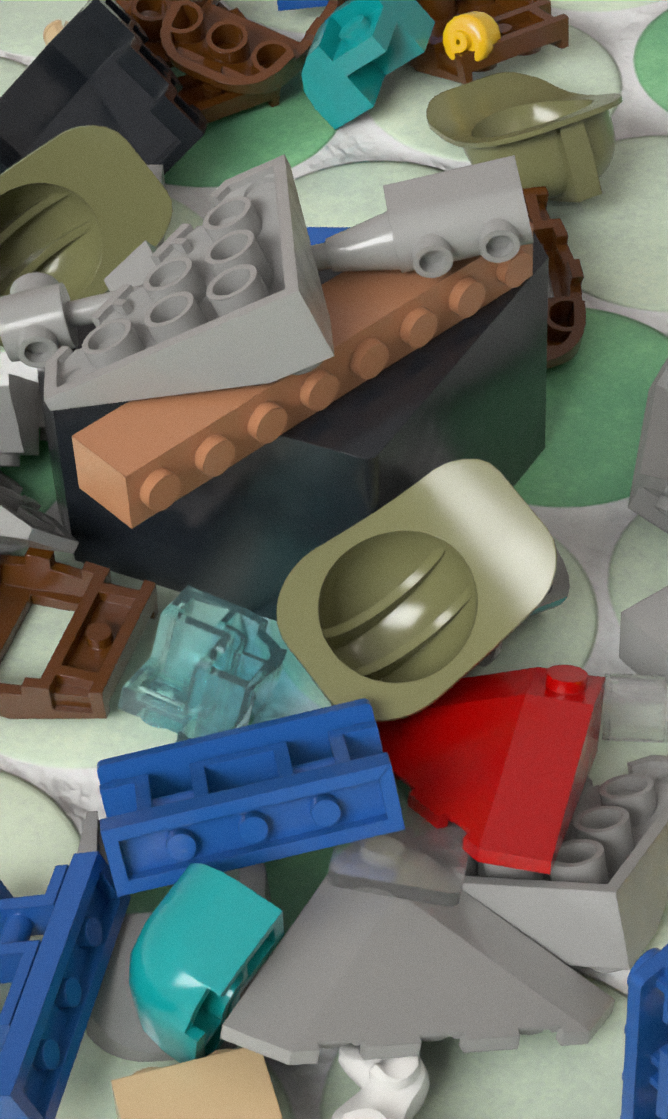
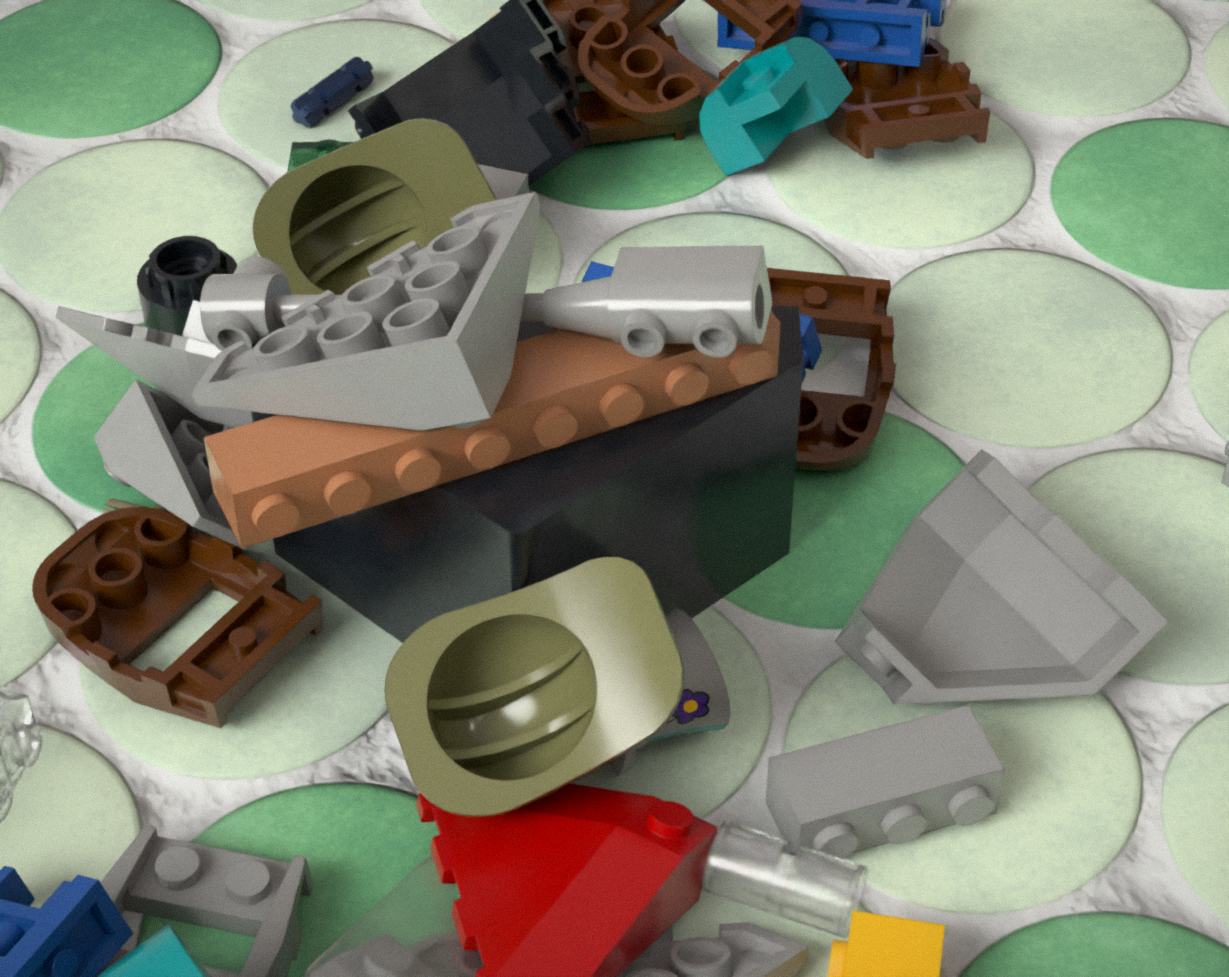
camera: 15 degrees right, 0 degrees up
(206, 669) = (321, 714): clear light blue brick -> none
(247, 796) = (276, 862): blue fence -> none
(471, 32) = (885, 108): yellow piece -> none
(554, 133) = (904, 223): olive piece -> none

